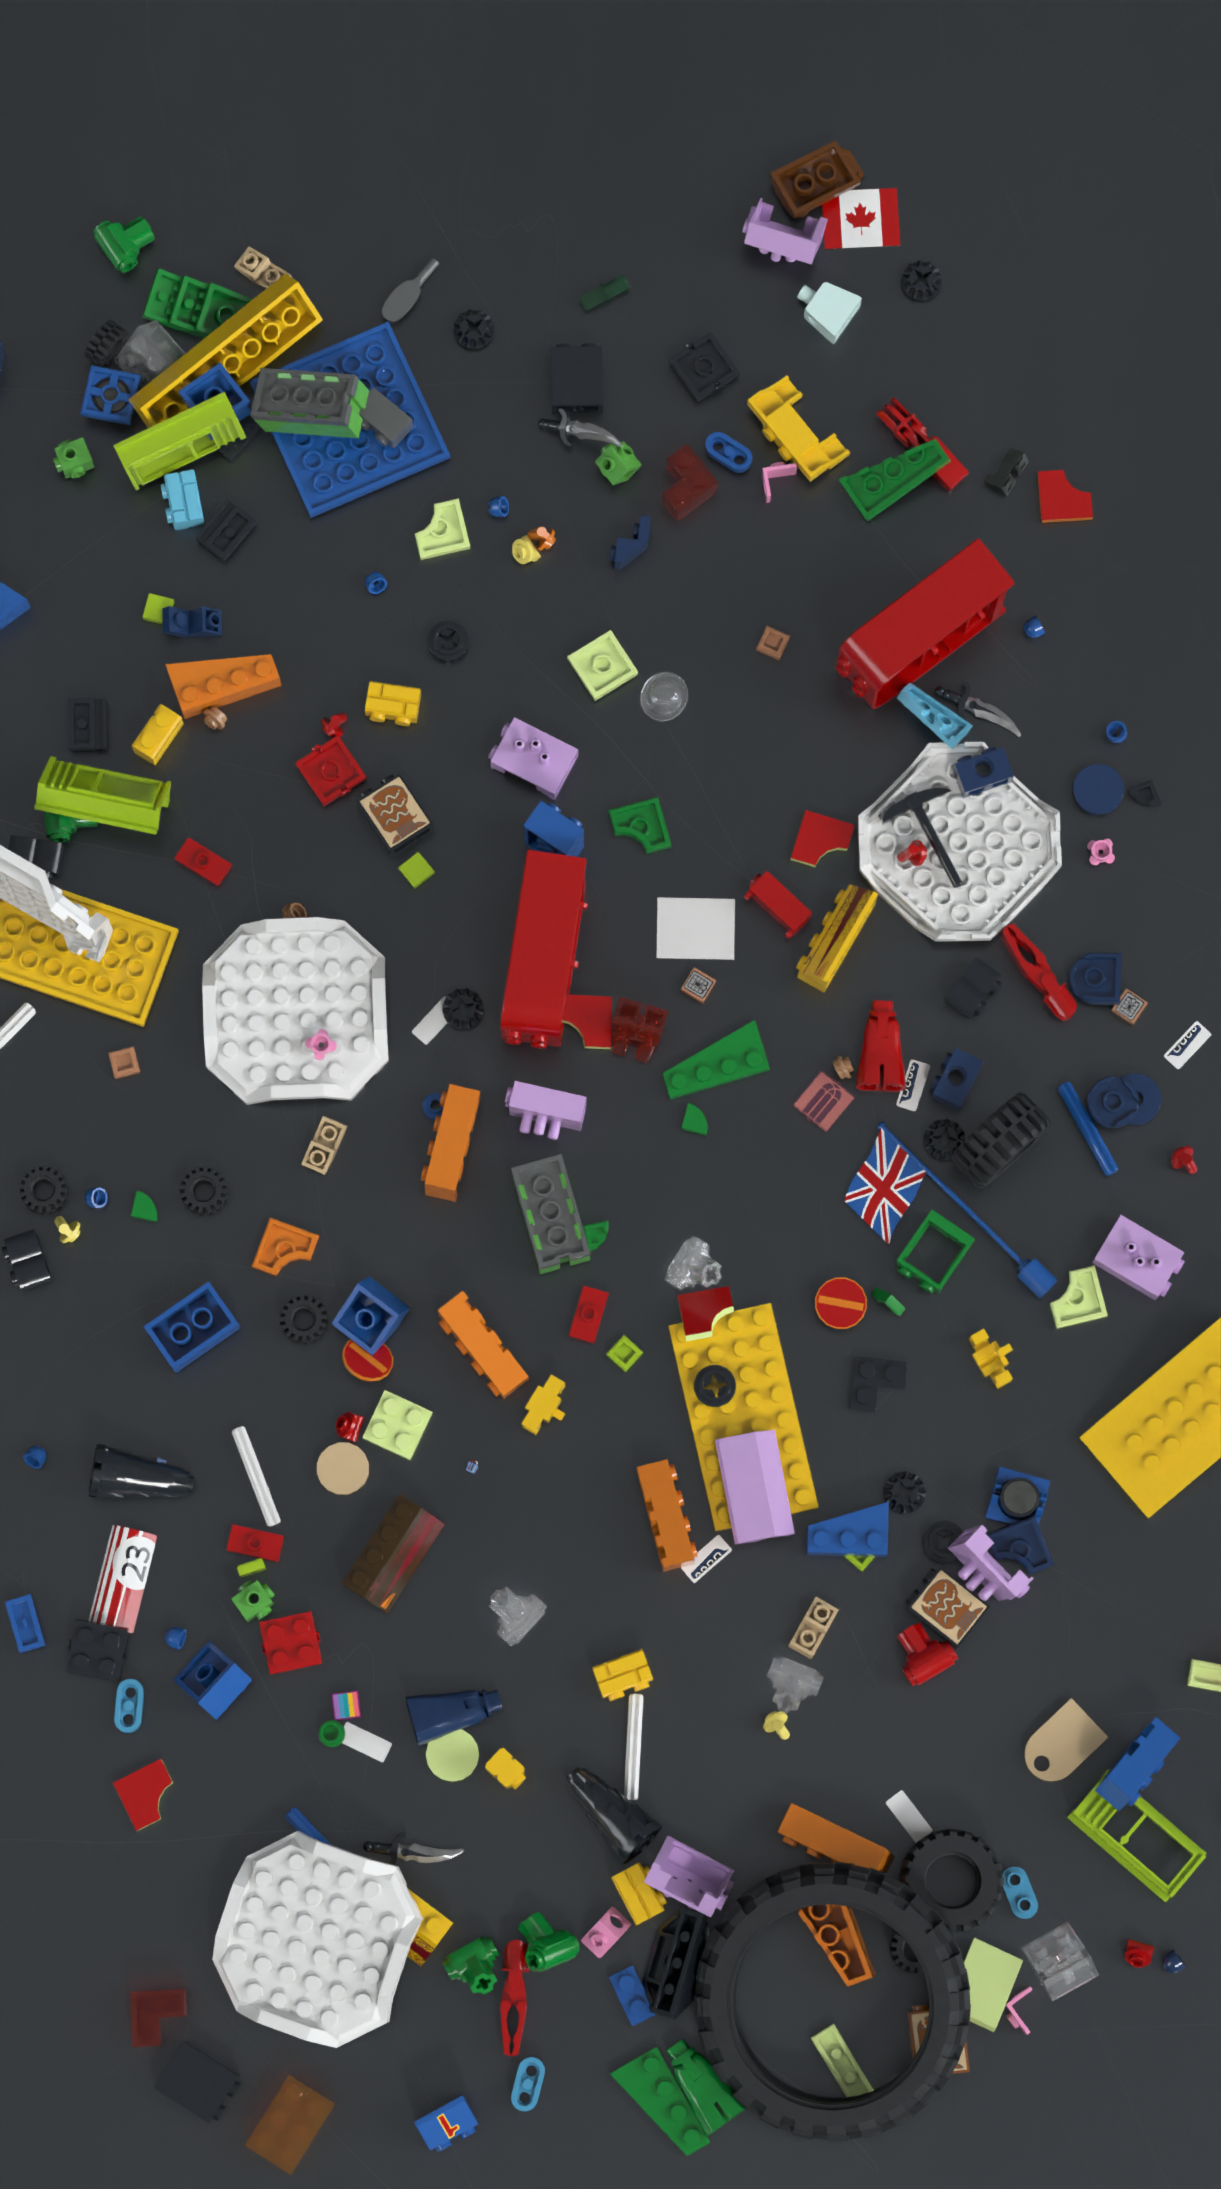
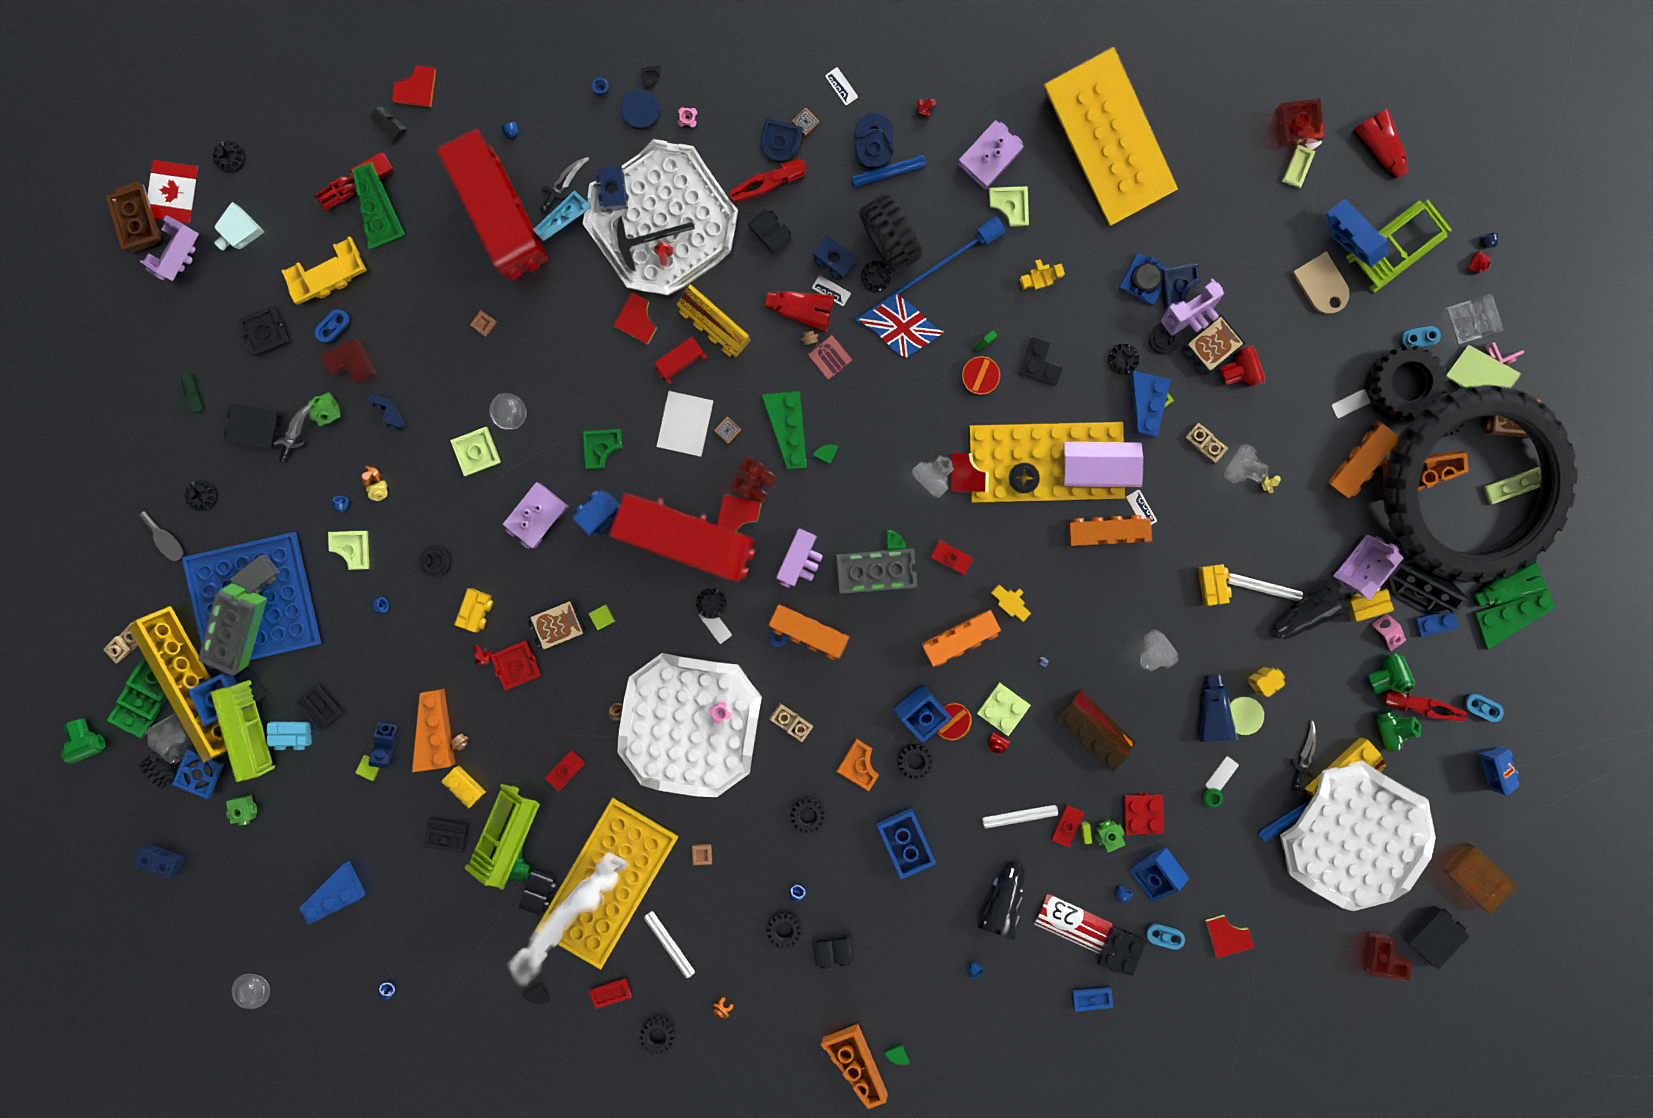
camera: 75 degrees left, 10 degrees up
(68, 1232) = (817, 918): light yellow plate -> none
(144, 1208) = (811, 860): green tile -> none
(343, 1468) = (1027, 753): tan tile -> none
(346, 1705) = (1195, 783): tile -> none
(624, 1353) = (984, 537): lime tile -> none
(776, 470) = (352, 293): bright pink bracket -> none
(947, 1229) = (943, 286): green window -> none

